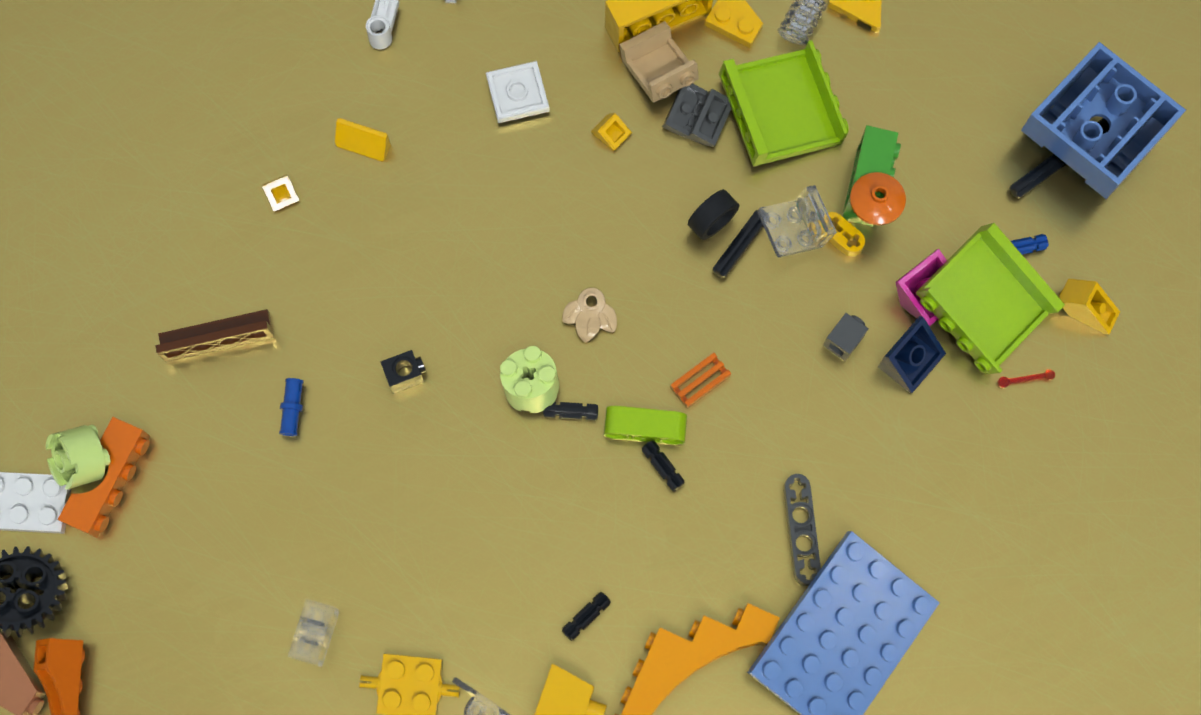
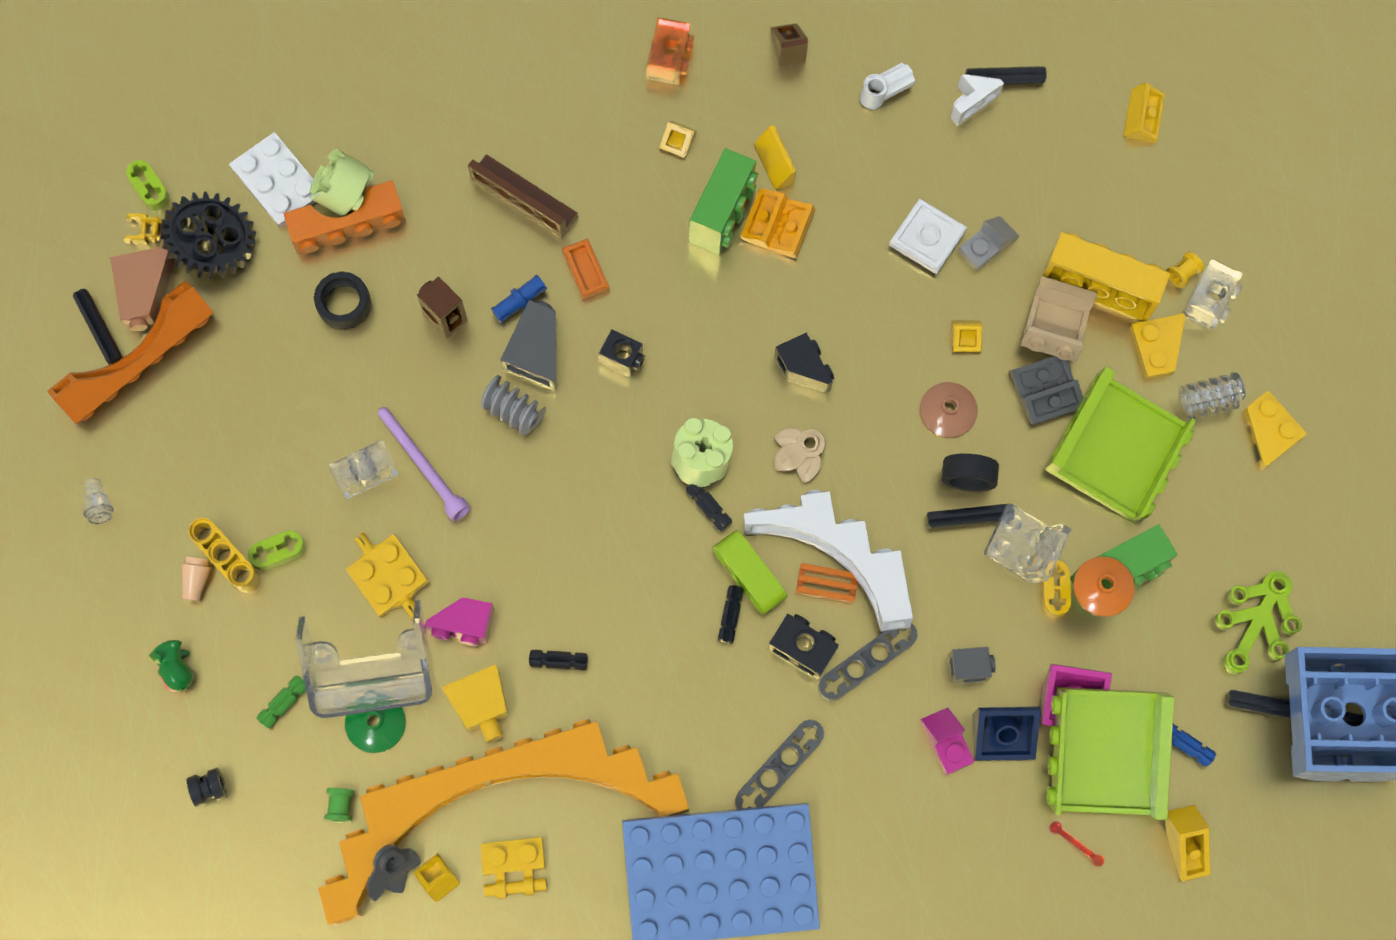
camera: 45 degrees right, 0 degrees up
(149, 523) = (330, 283): none -> black tyre
(215, 153) = (669, 36): none -> clear orange brick
(245, 466) = (442, 306): none -> reddish brown brick
(287, 55) = (789, 44): none -> reddish brown slope
(314, 341) = (585, 269): none -> orange tile
(338, 427) = (534, 345): none -> dark grey slope
(362, 201) = (723, 202): none -> bright green brick
(368, 483) = (510, 408): none -> light grey piece
(403, 590) = (455, 506): none -> lavender piece
(409, 181) = (777, 223): none -> light orange slope
(495, 658) = (464, 620): none -> dark pink slope
(530, 255) = (802, 363): none -> black slope
(559, 58) = (988, 242): none -> light grey slope
(652, 201) = (940, 419): none -> nougat dish
(687, 339) = (847, 542): none -> white arch
(720, 447) = (812, 661): none -> black brick
(776, 401) = (869, 663): none -> dark grey beam
(881, 398) = (947, 740): none -> dark pink slope
(979, 124) = (1261, 617): none -> lime plant

